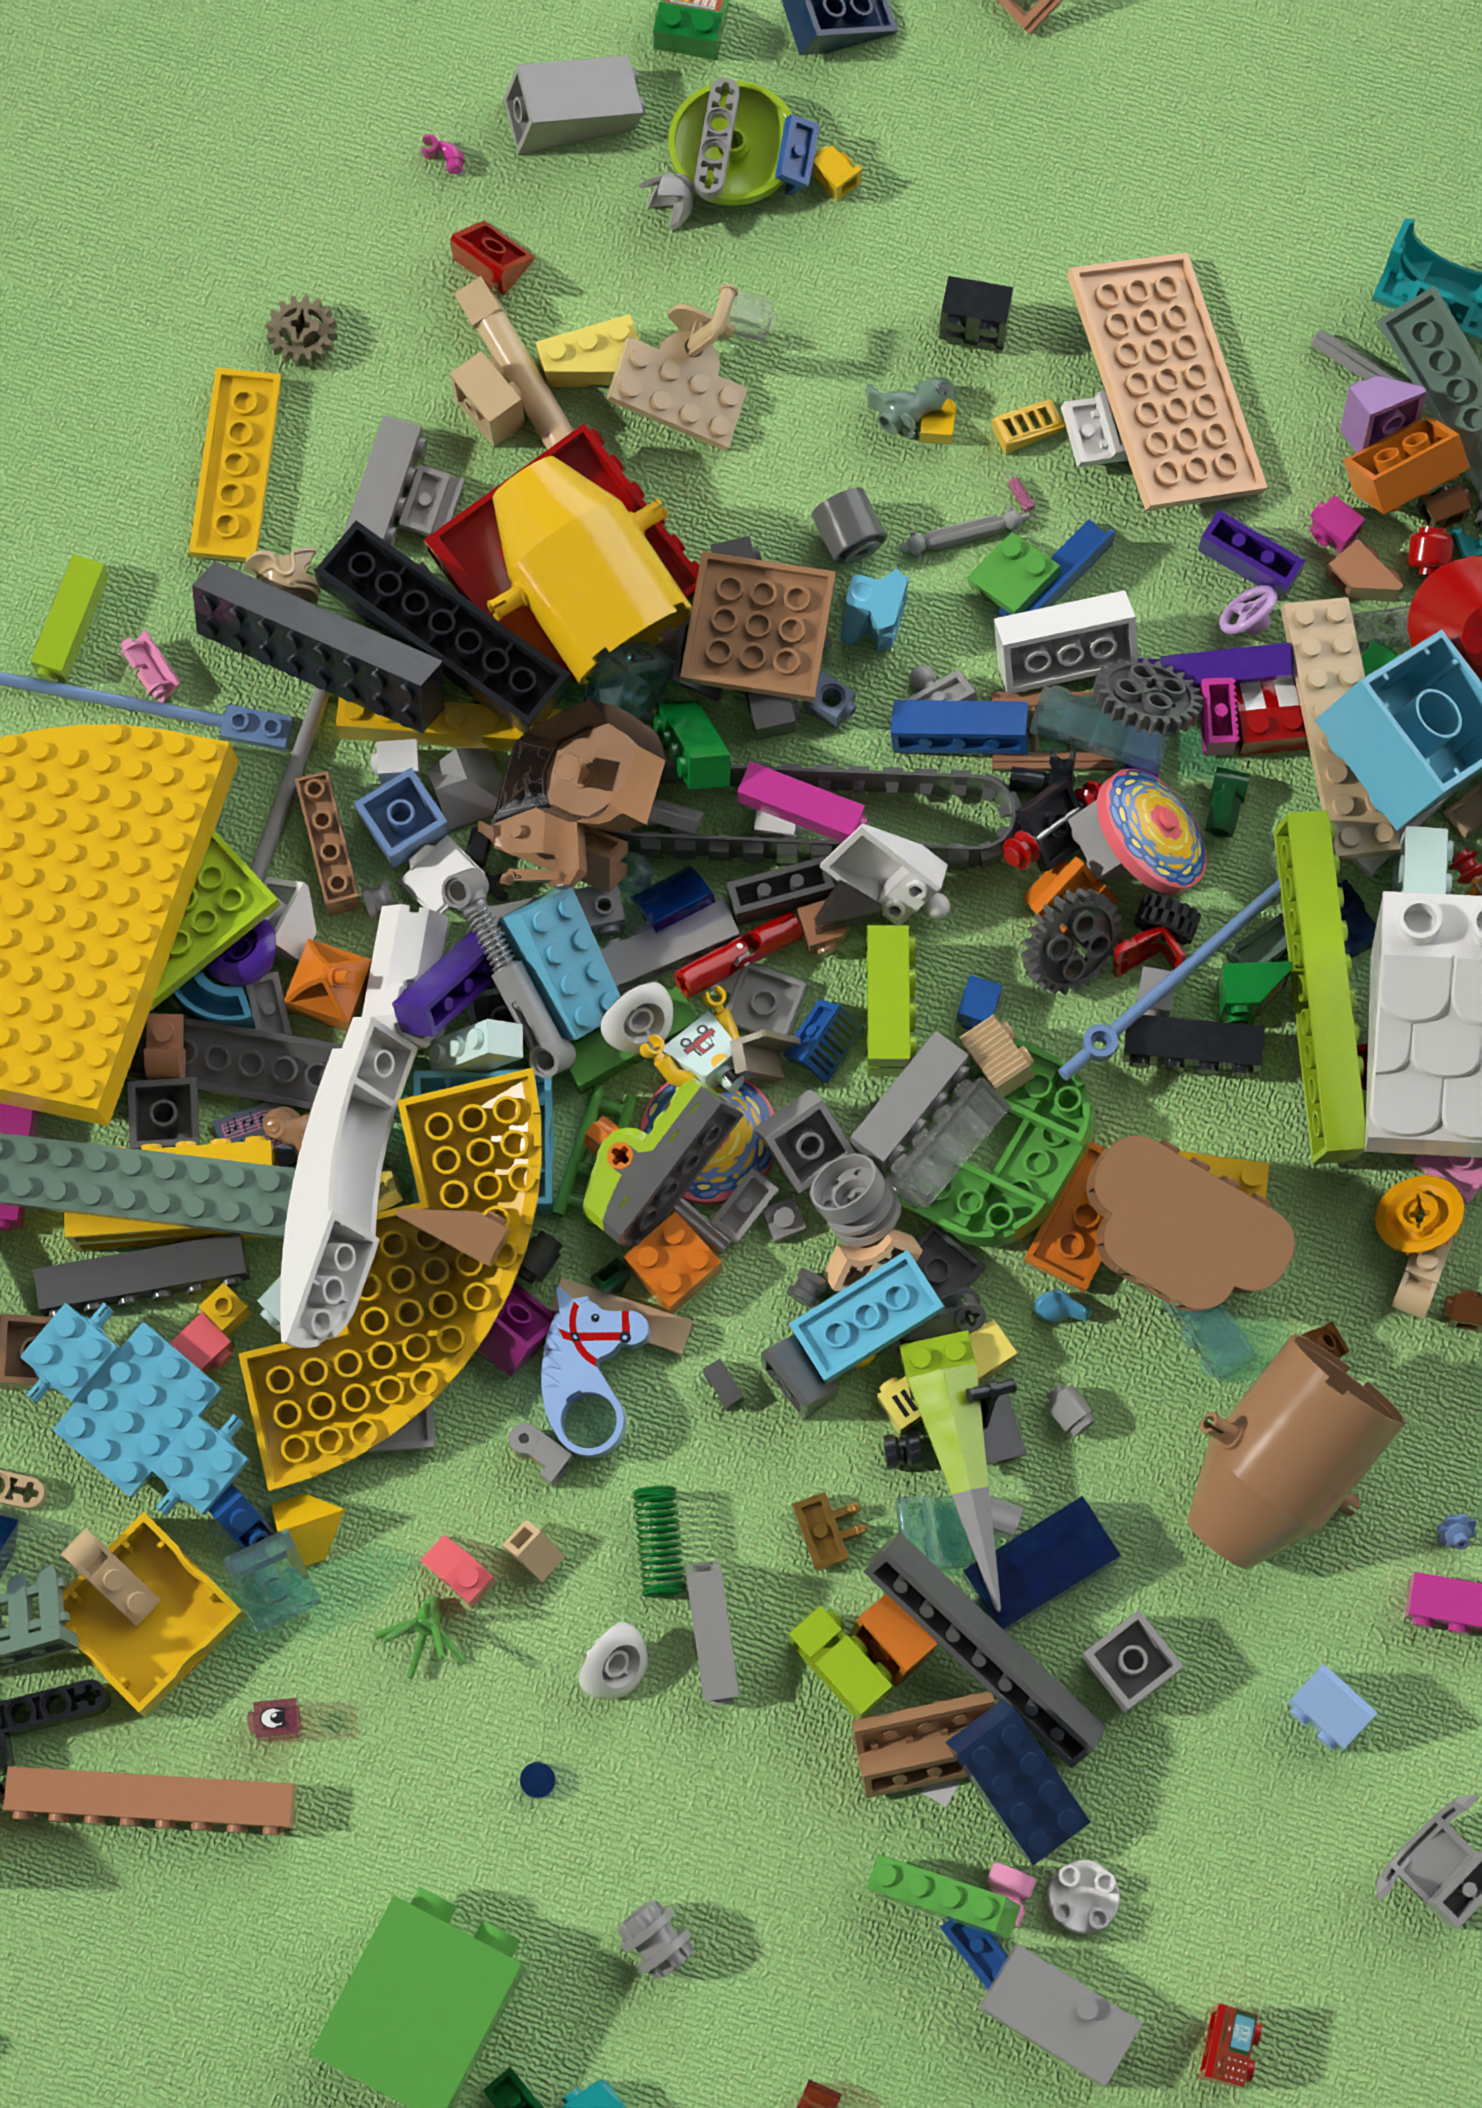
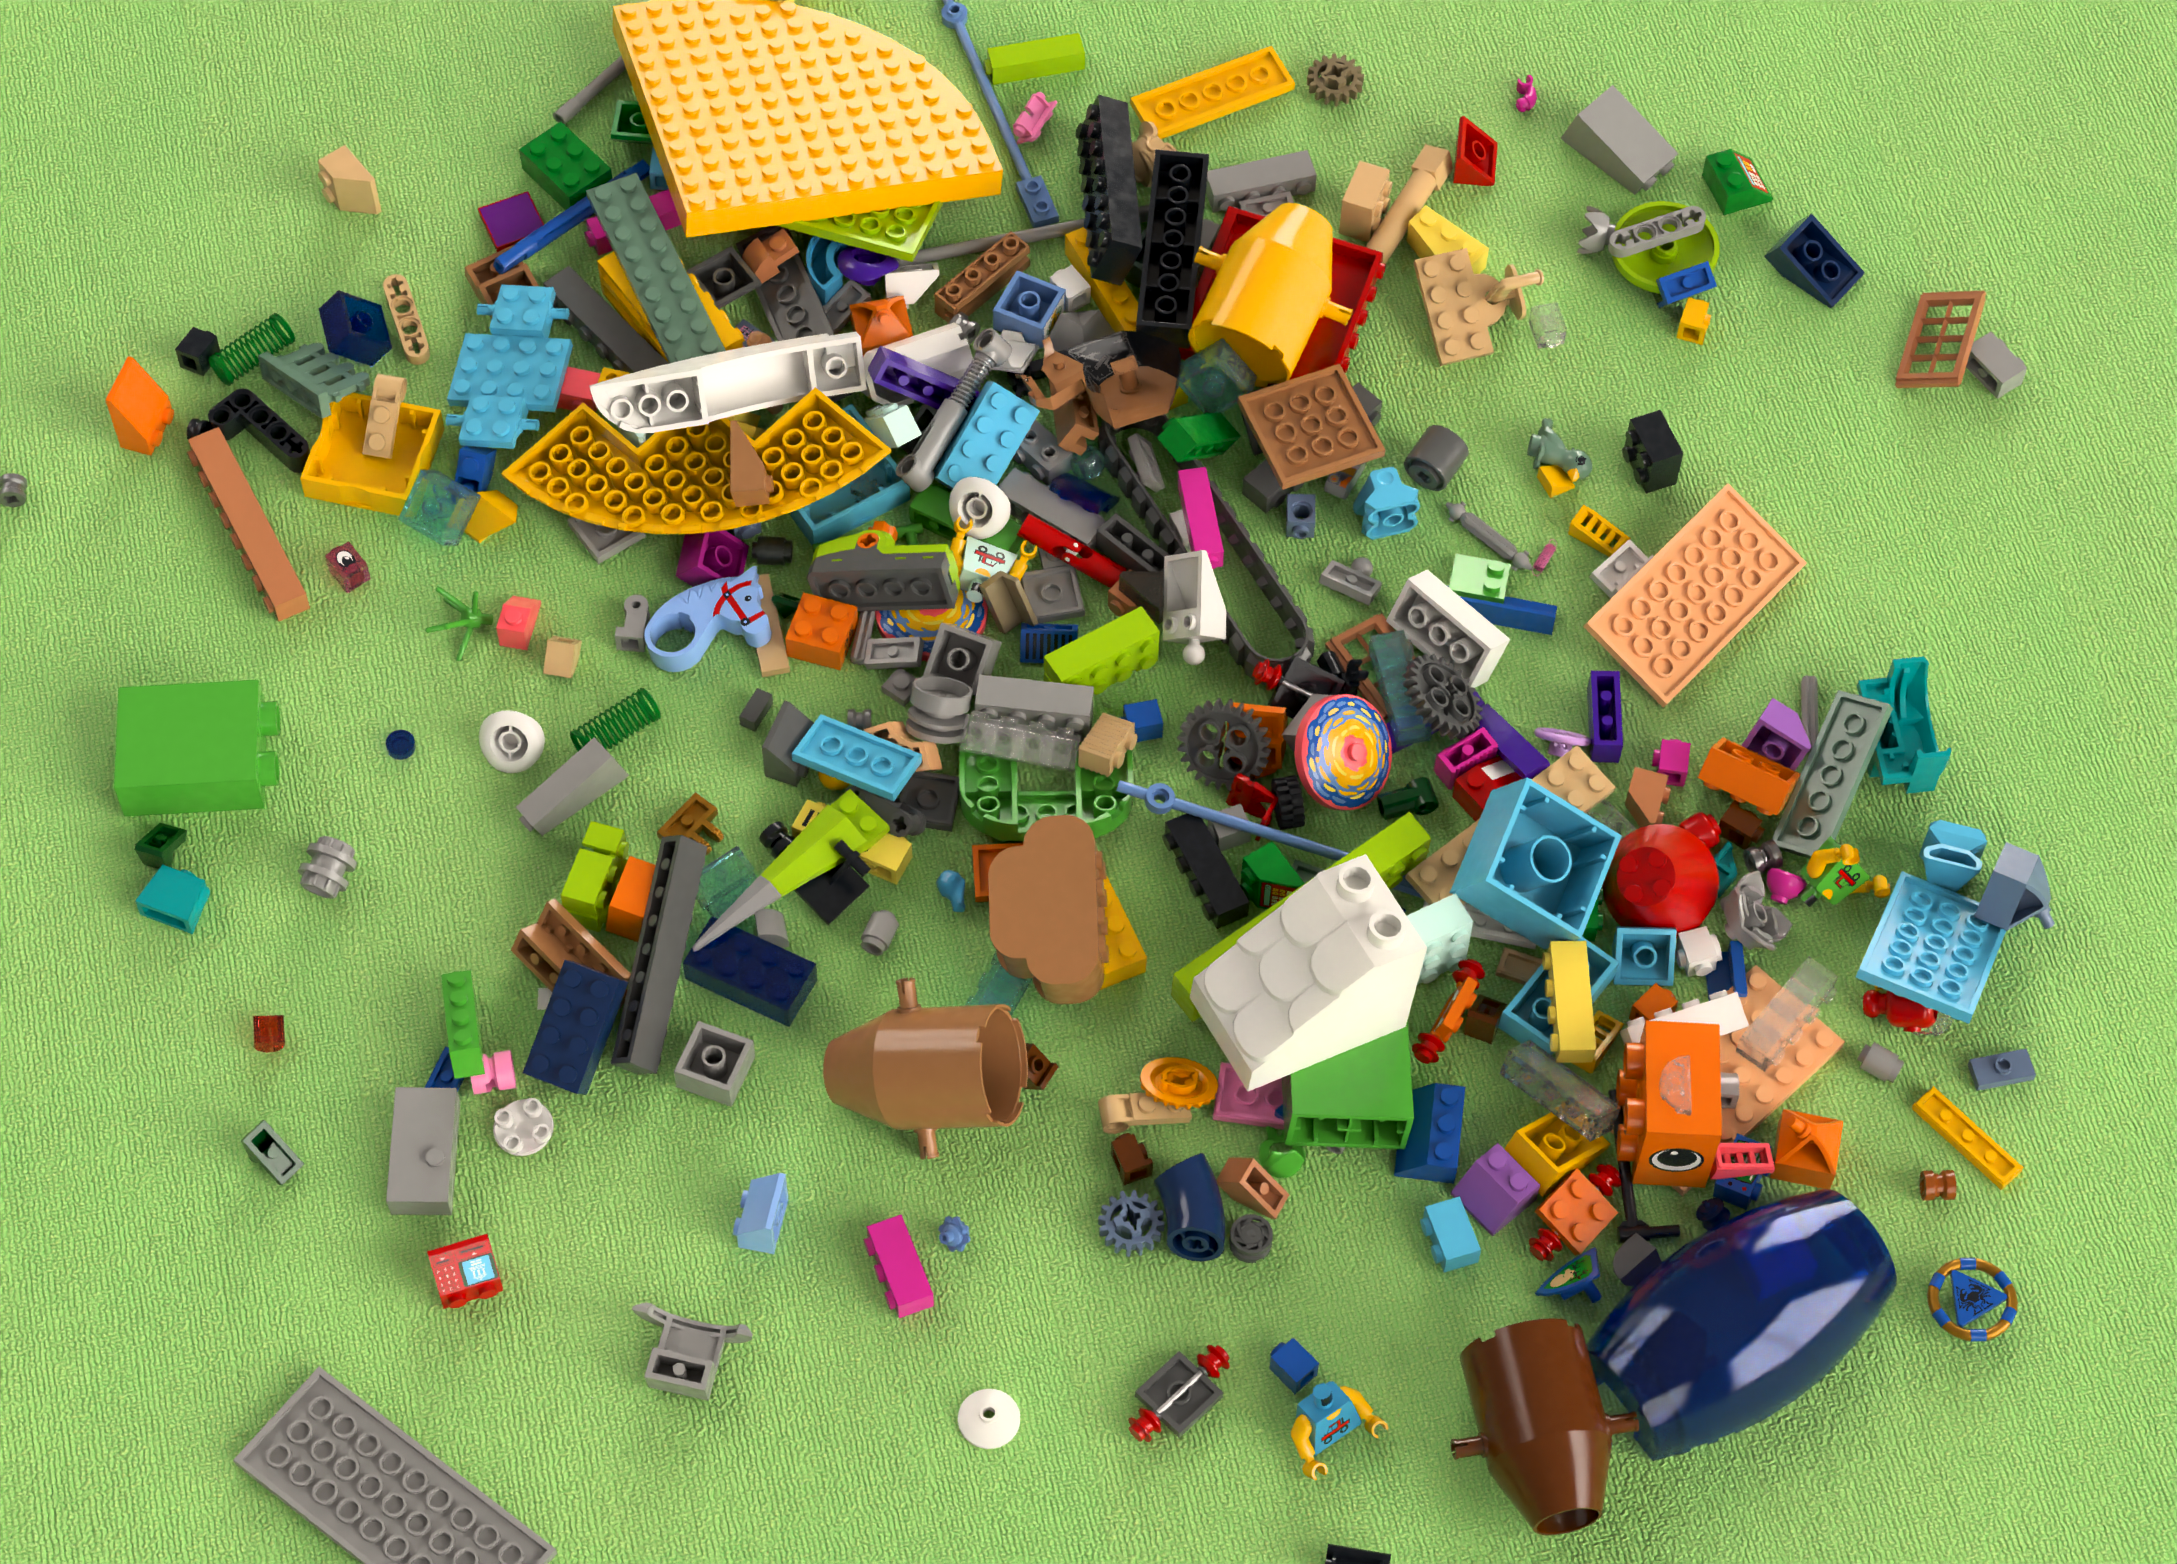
camera: 55 degrees right, 15 degrees down
(959, 727) = (1337, 600): blue panel -> none

